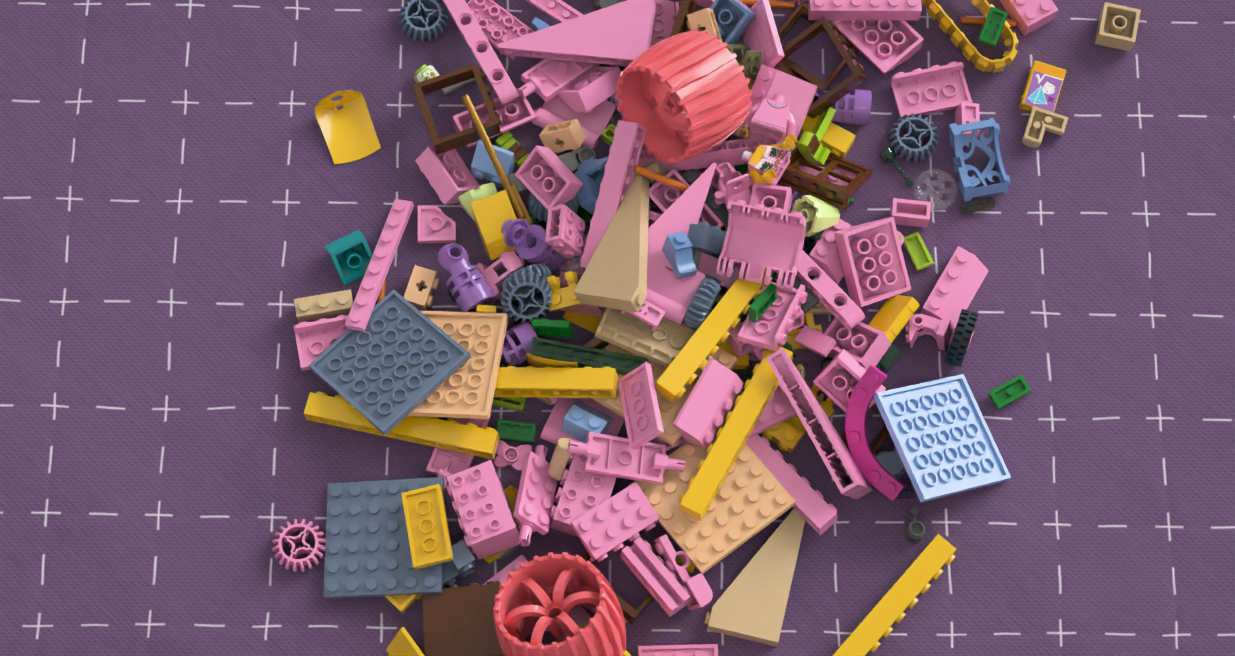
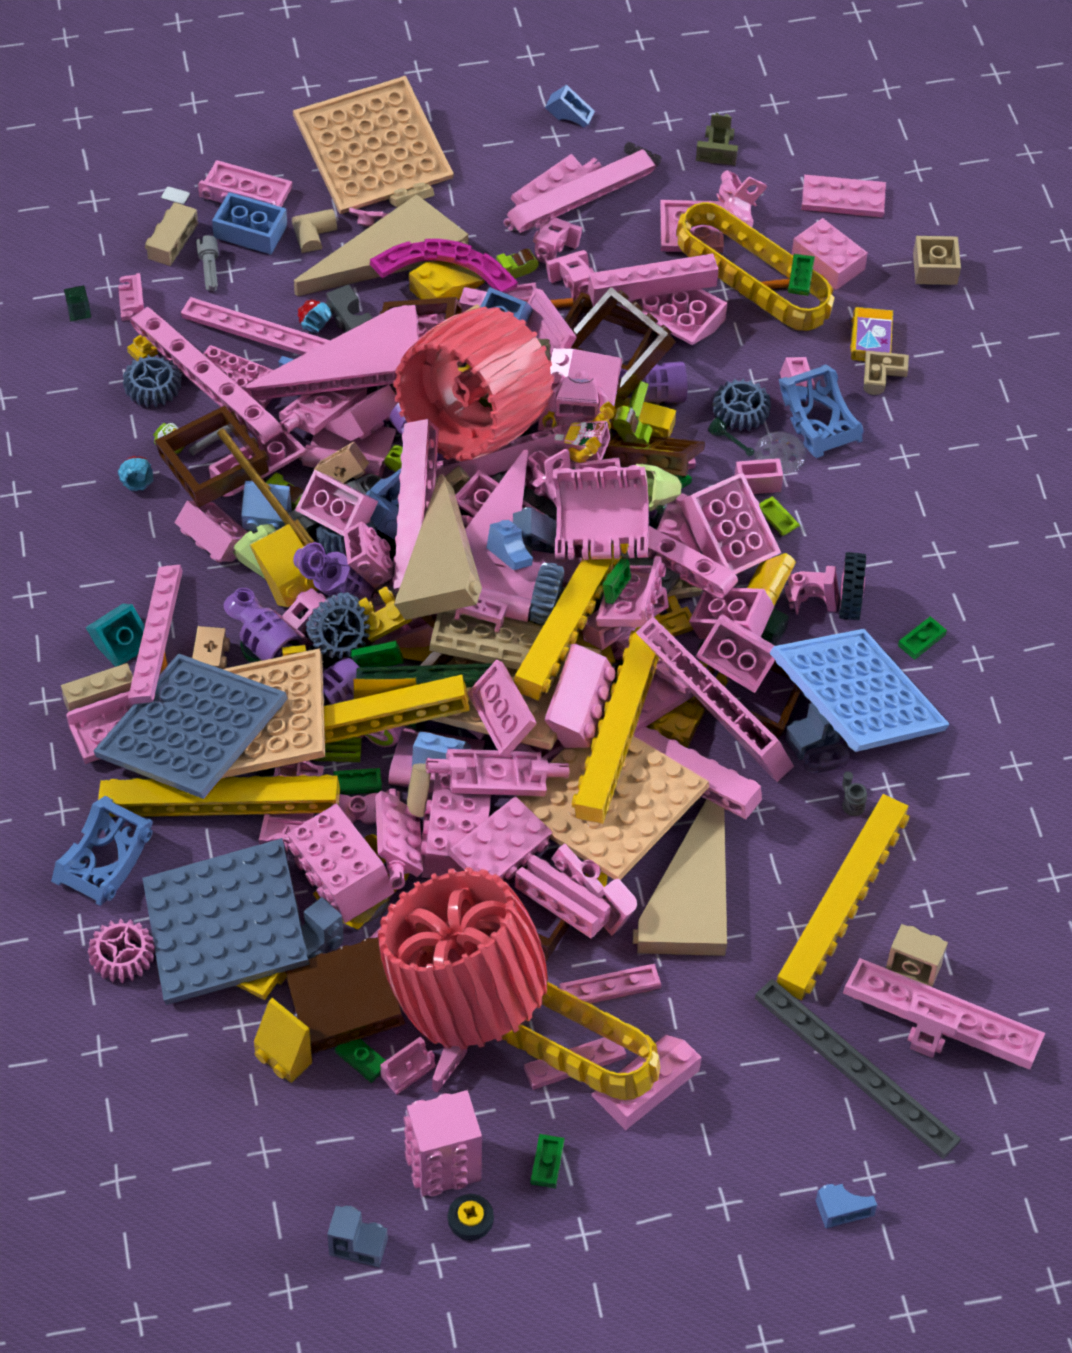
camera: 10 degrees left, 15 degrees down
(274, 458) = (99, 820): none -> medium blue fence
(347, 130) = (89, 510): yellow piece -> none
(393, 107) = (136, 473): none -> medium azure piece
(427, 526) = (275, 890): yellow plate -> none
(435, 225) = (210, 585): bright pink plate -> none
(660, 178) = (465, 478): orange bar -> none
(815, 341) = (686, 620): bright pink tile -> none
(857, 434) = (760, 701): dark pink plate -> none
(930, 89) = (746, 354): bright pink bracket -> none
(955, 287) = (831, 536): bright pink slope -> none
(976, 206) = (831, 460): clear smoke axle -> none

